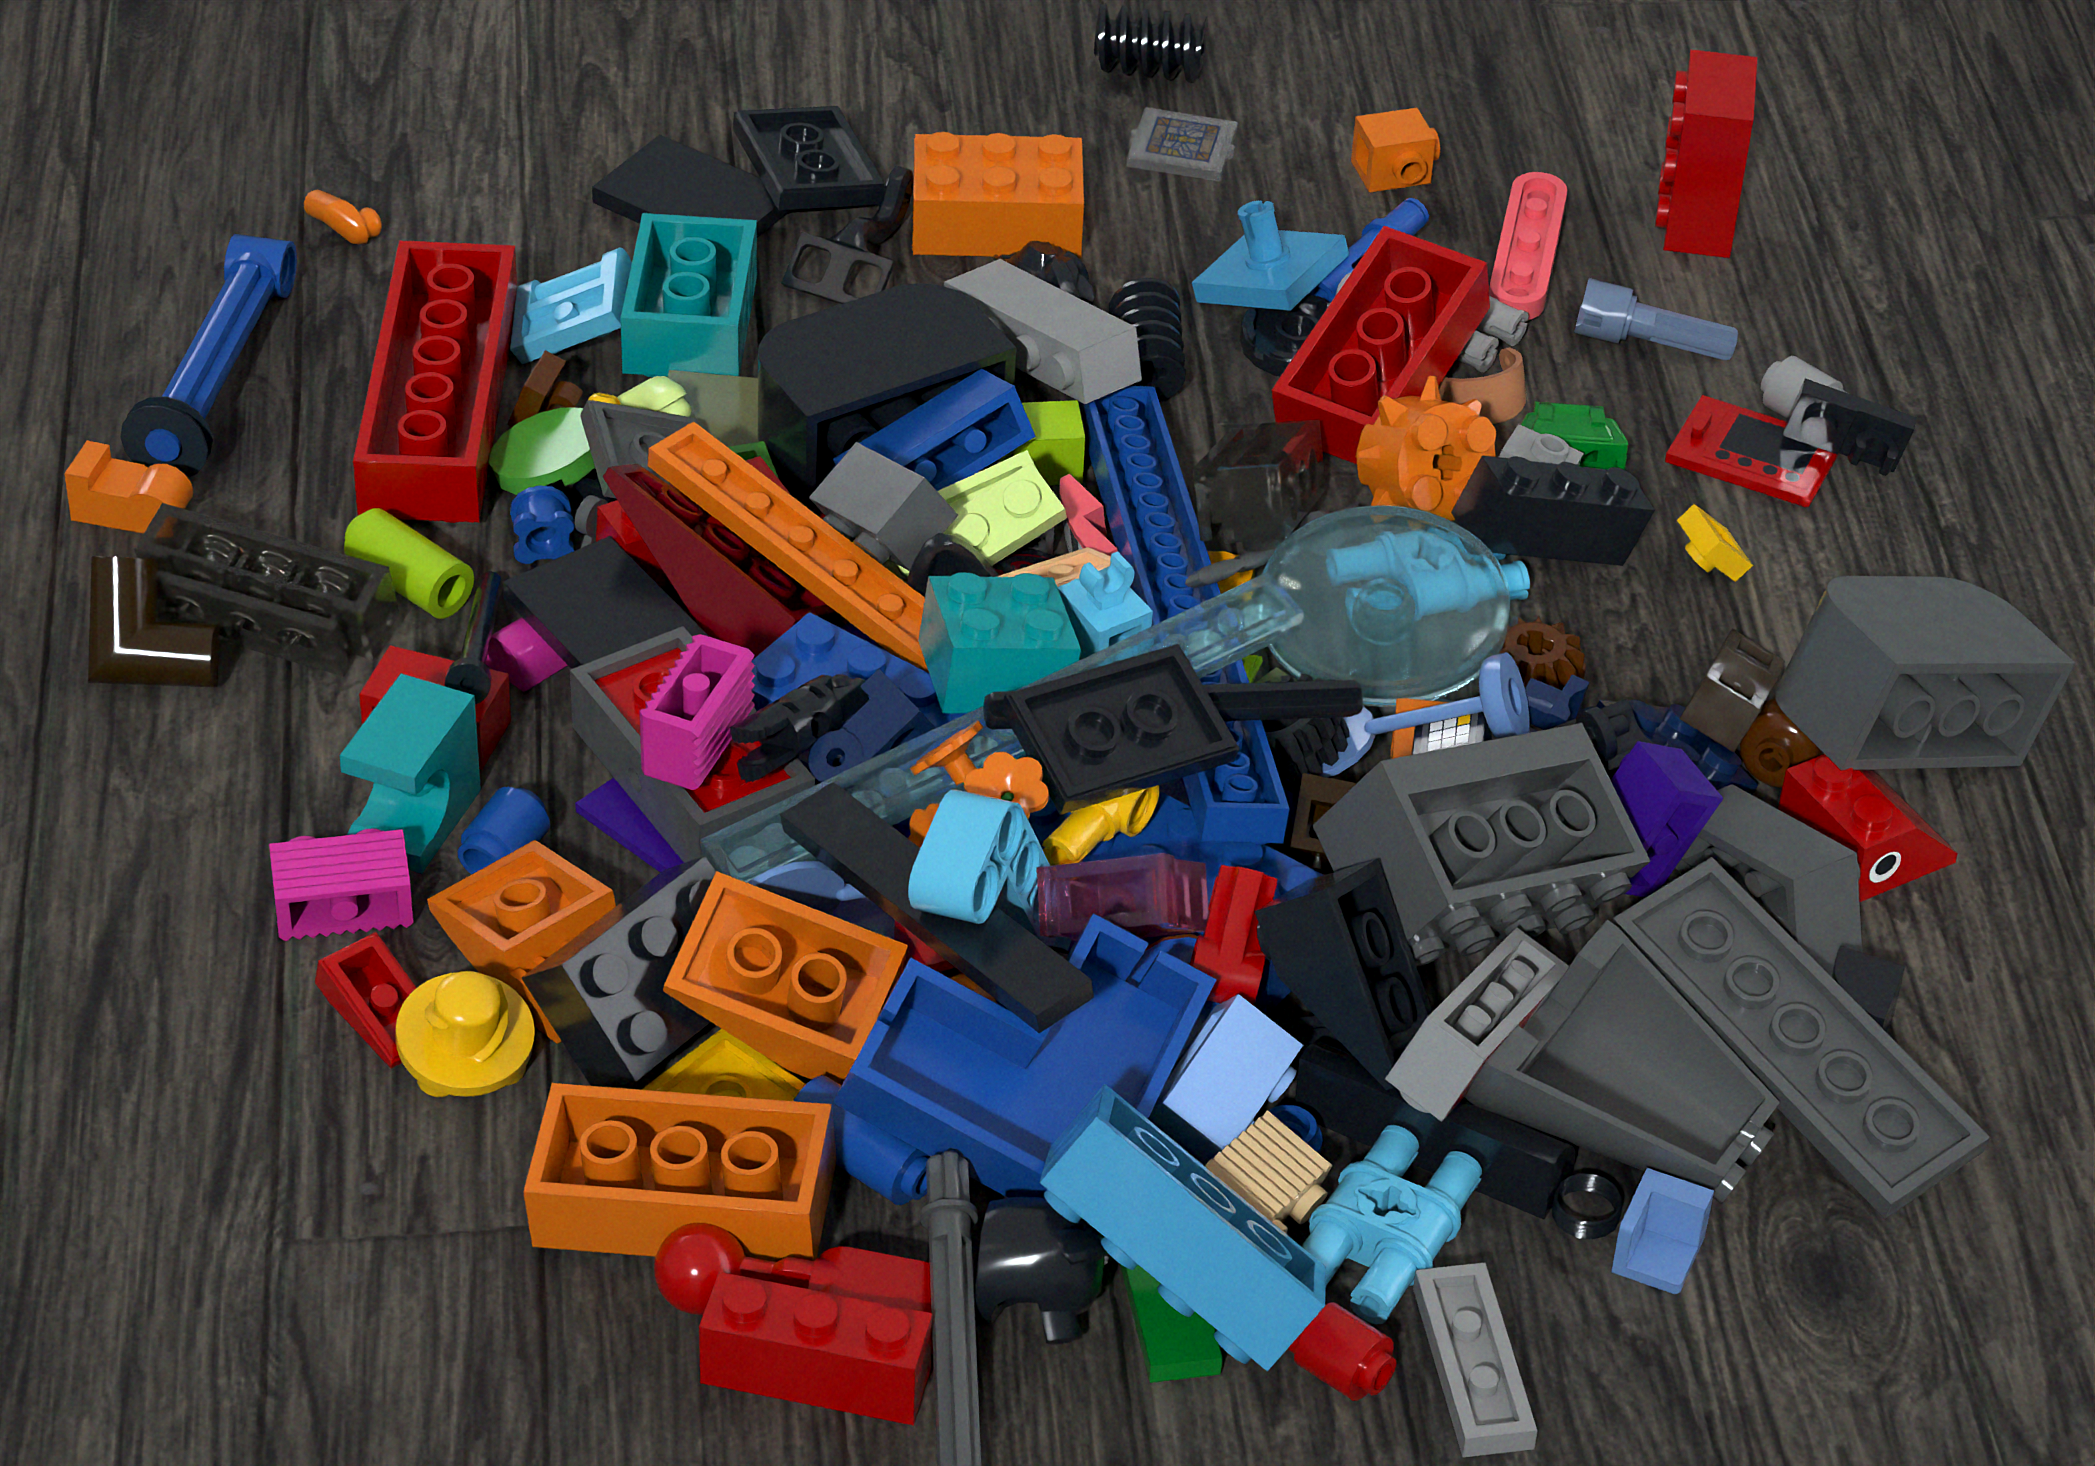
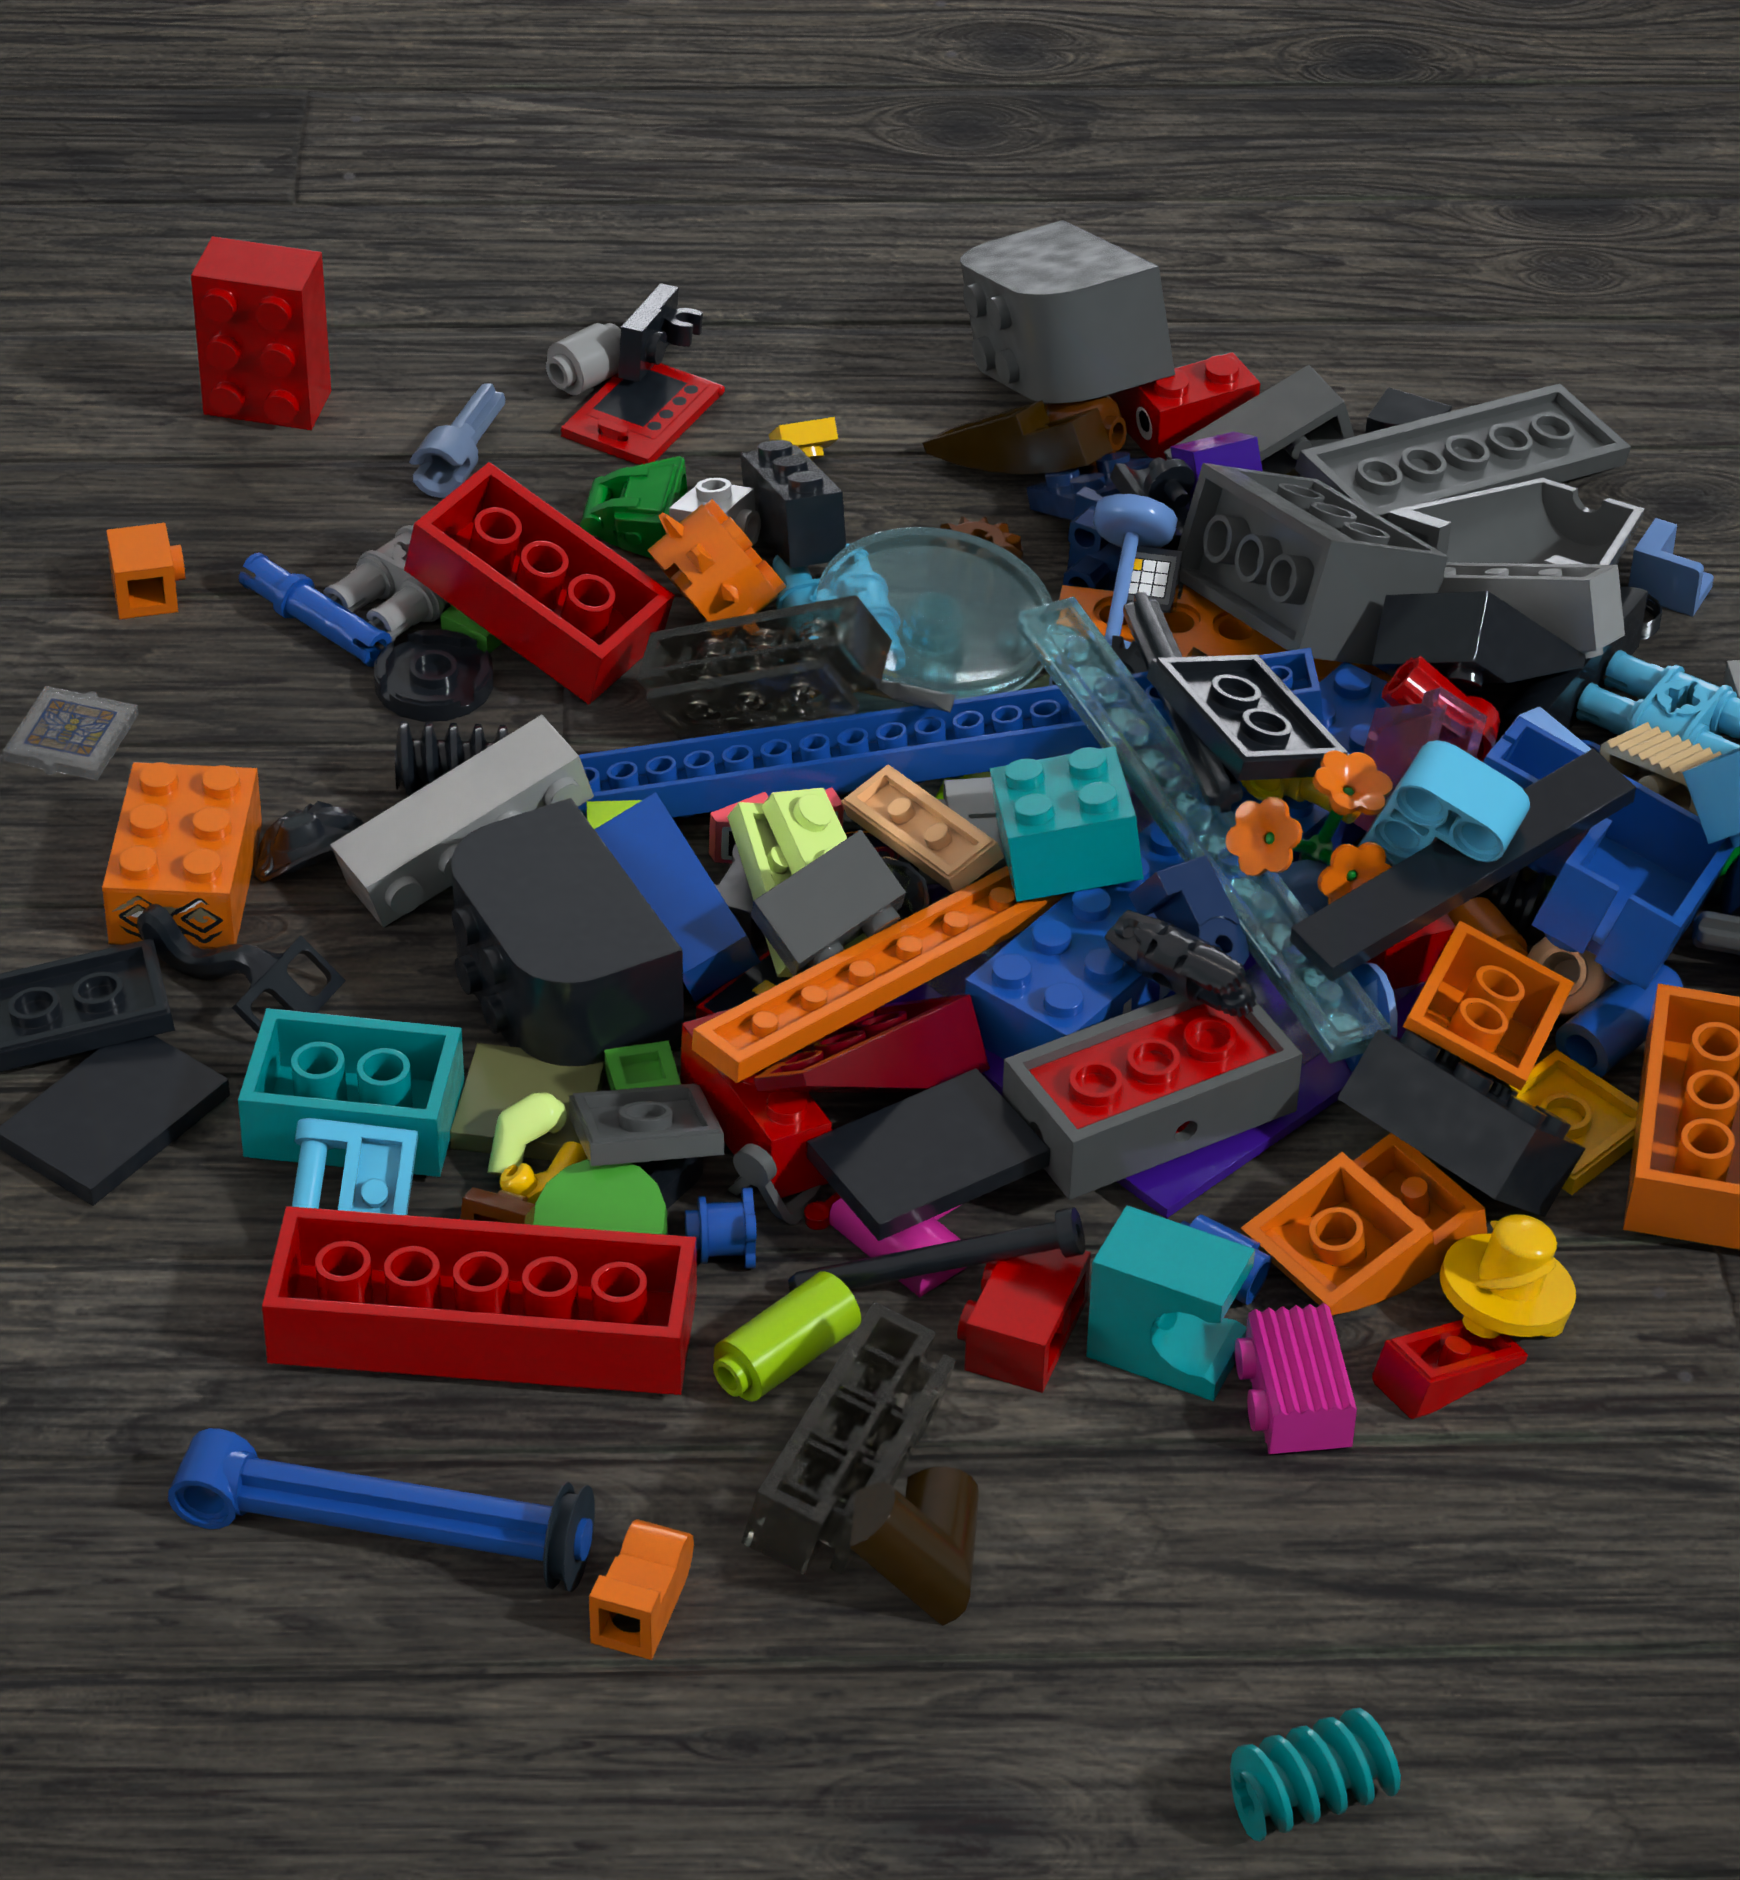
camera: 85 degrees left, 0 degrees up
(343, 217) = (118, 1407): orange arm -> none
(693, 711) = (1197, 1014): dark pink brick -> none
(1104, 606) = (997, 746): medium azure brick -> none
(1269, 264) = (341, 671): dark azure tile -> none
(1529, 242) = (312, 500): coral plate -> none

